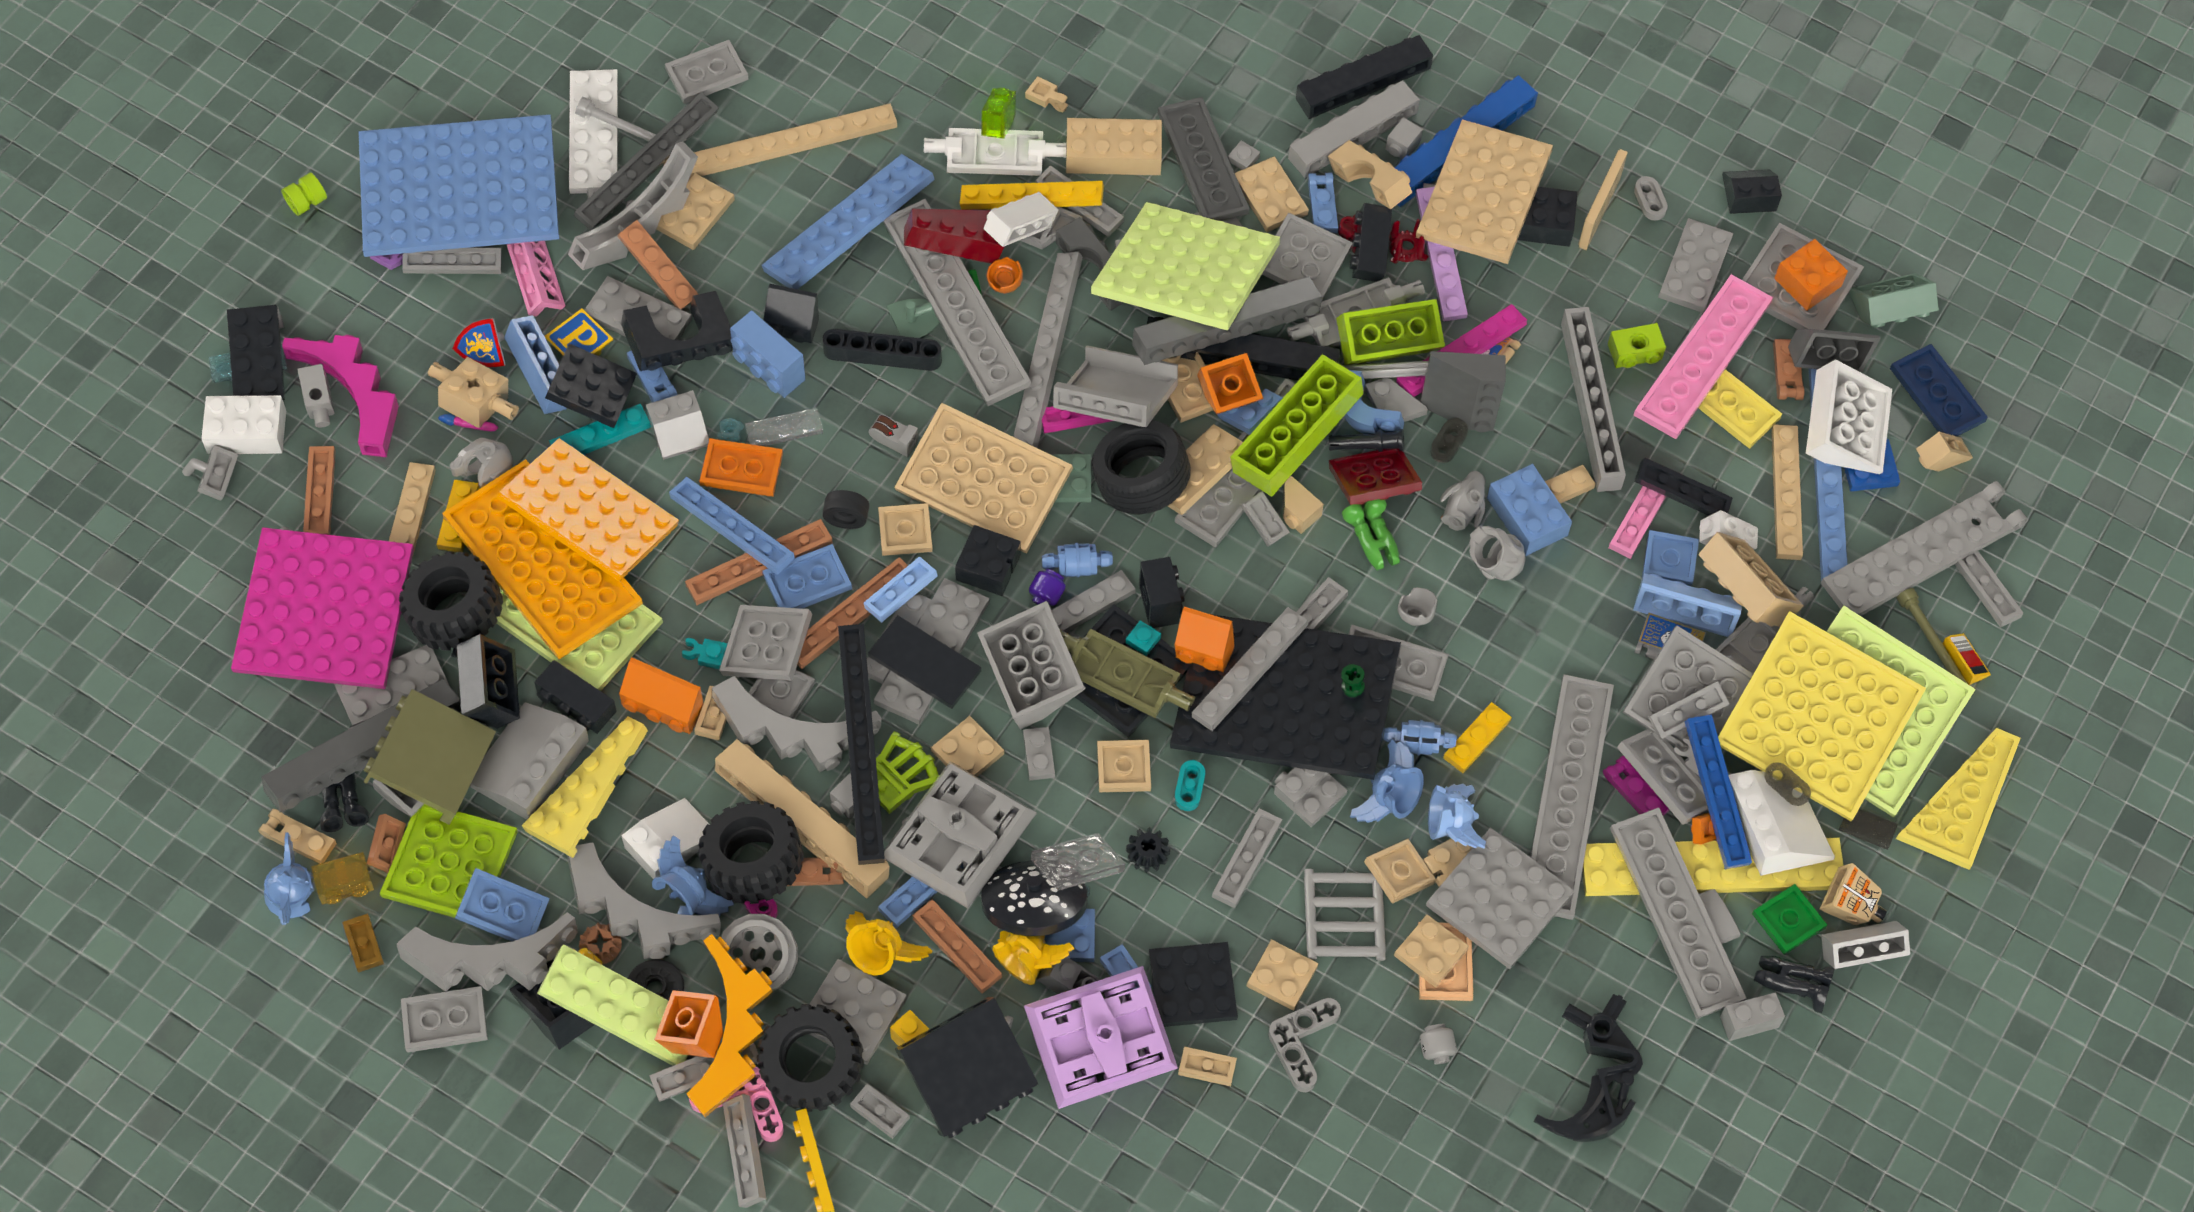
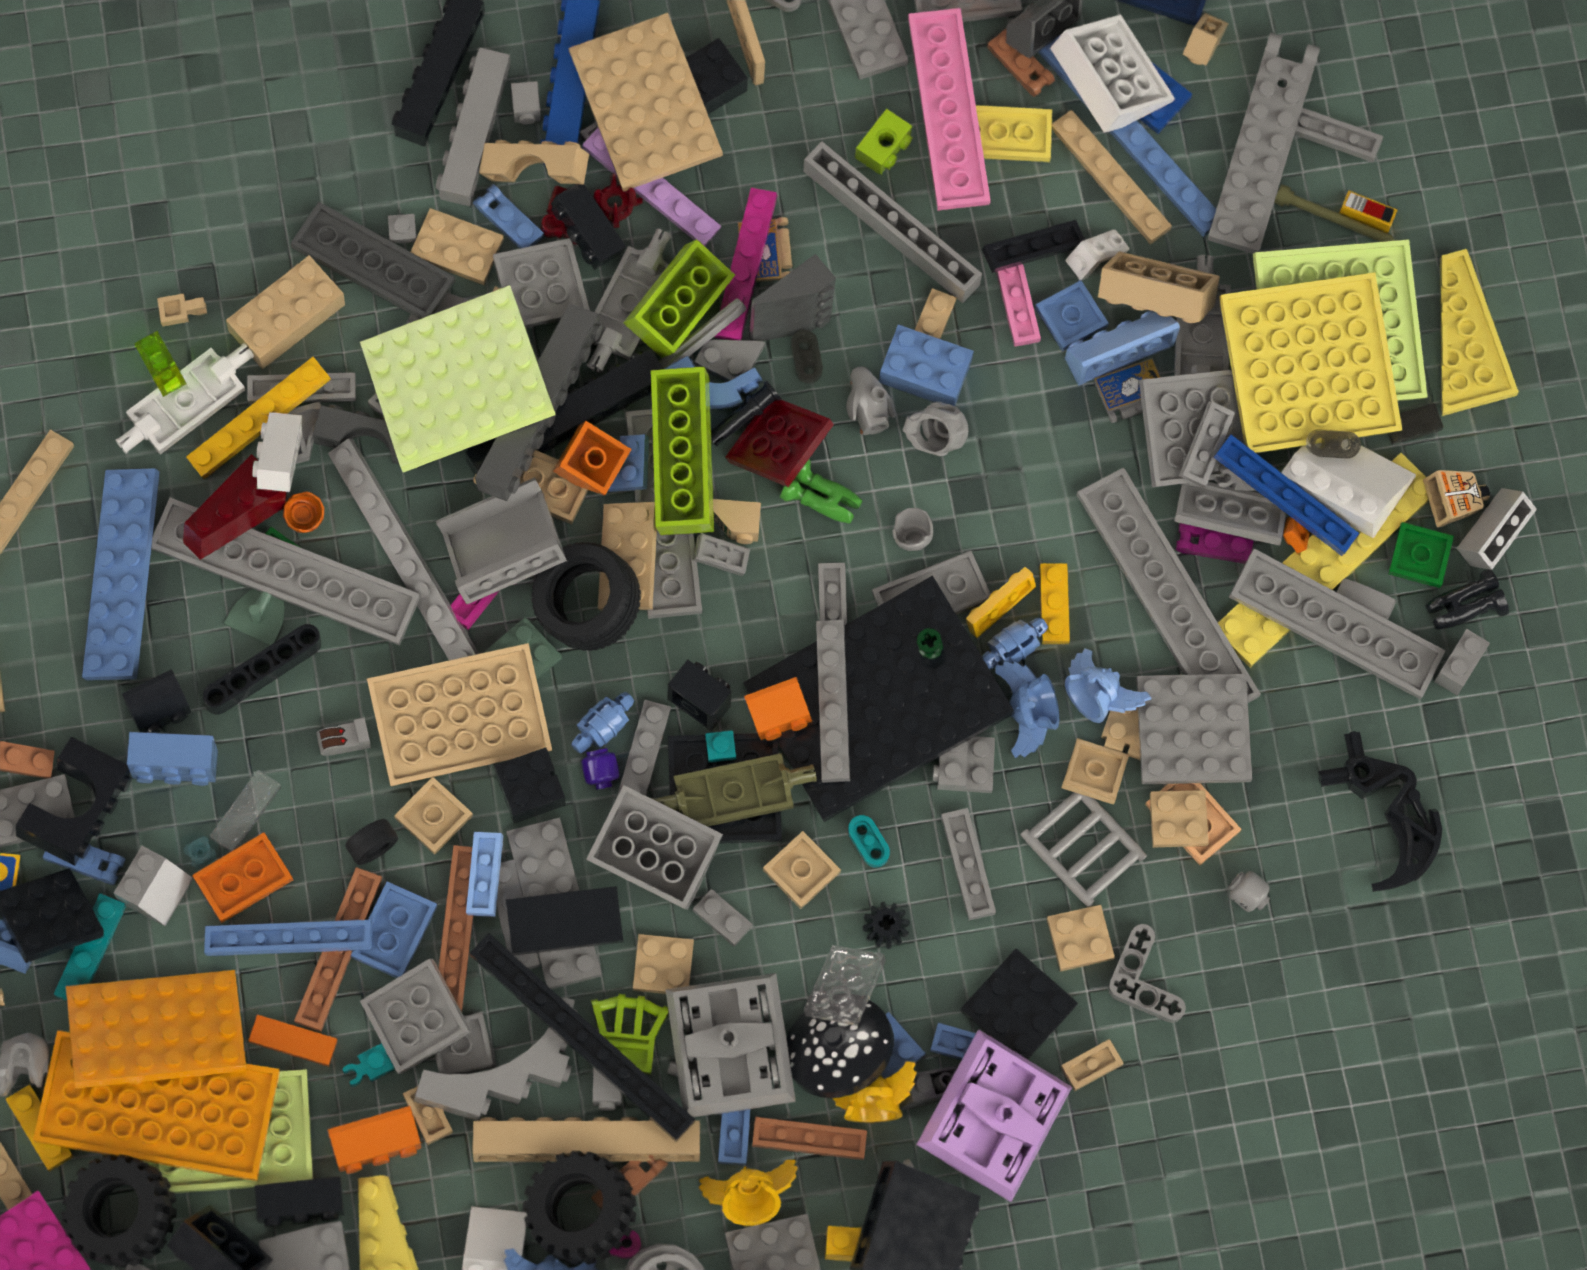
camera: 45 degrees left, 10 degrees up
(673, 595) = (293, 1040): none -> orange tile
(1437, 703) = (1000, 602): none -> yellow plate

